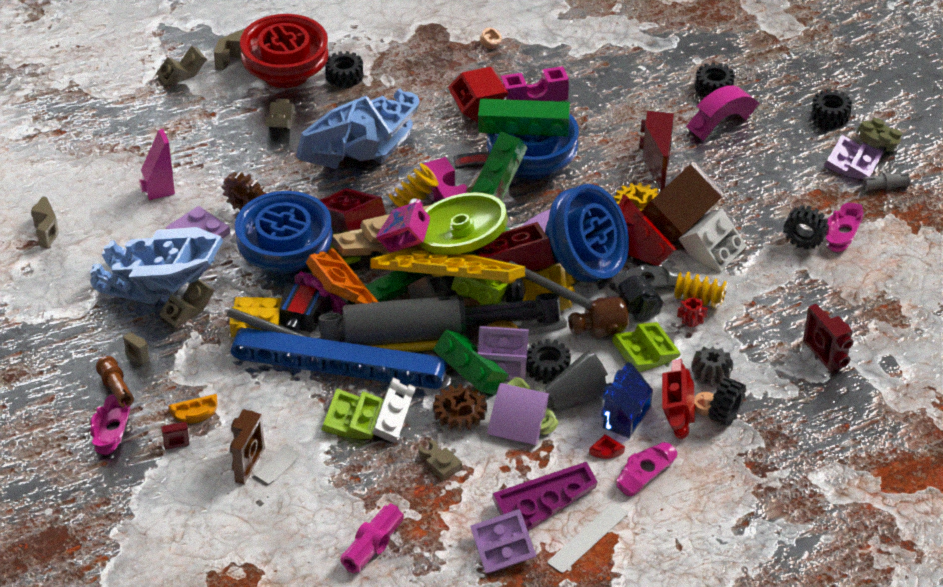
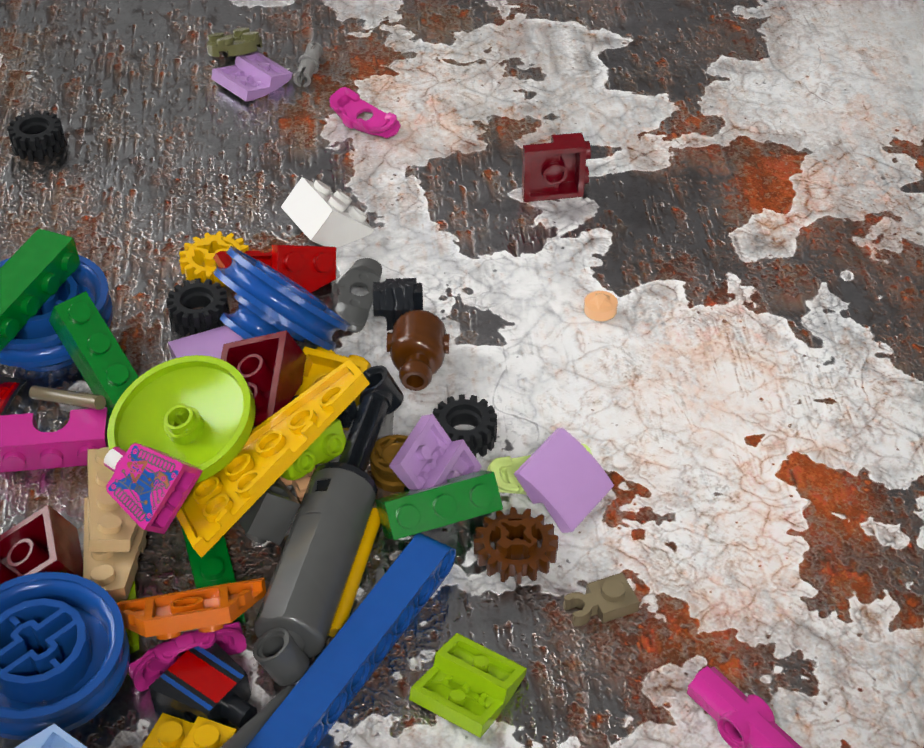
camera: 70 degrees left, 0 degrees up
(393, 410) = (484, 627): white plate -> none
(416, 188) = (40, 469): yellow piece -> none
(503, 541) = (794, 566): lavender slope -> none
(547, 494) = (718, 506): magenta wing -> none
(556, 288) = (367, 361): dark grey bar -> none
(578, 383) = (530, 396): dark grey cone -> none
(587, 537) = (793, 483): white sticker -> none
(606, 448) = (641, 417): red tile -> none
(626, 401) = (586, 369): clear blue slope -> none
(634, 477) = (708, 404): dark pink piece -> none
(646, 346) = (478, 330): lime slope -> none
(657, 144) = (138, 205): dark red slope -> none
(678, 398) = (596, 317): red hinge -> none
(682, 202) = (259, 206): reddish brown slope -> none
(692, 312) = (443, 268): red gear -> none
(701, 290) = (412, 247): yellow piece -> none
(711, 365) = (545, 278): dark grey gear -> none
(719, 105) = (105, 144): dark pink arch -> none
(727, 401) = (624, 276): black tyre -> none
(801, 235) = (359, 133): black tyre -> none
(831, 108) = (159, 64): black tyre -> none

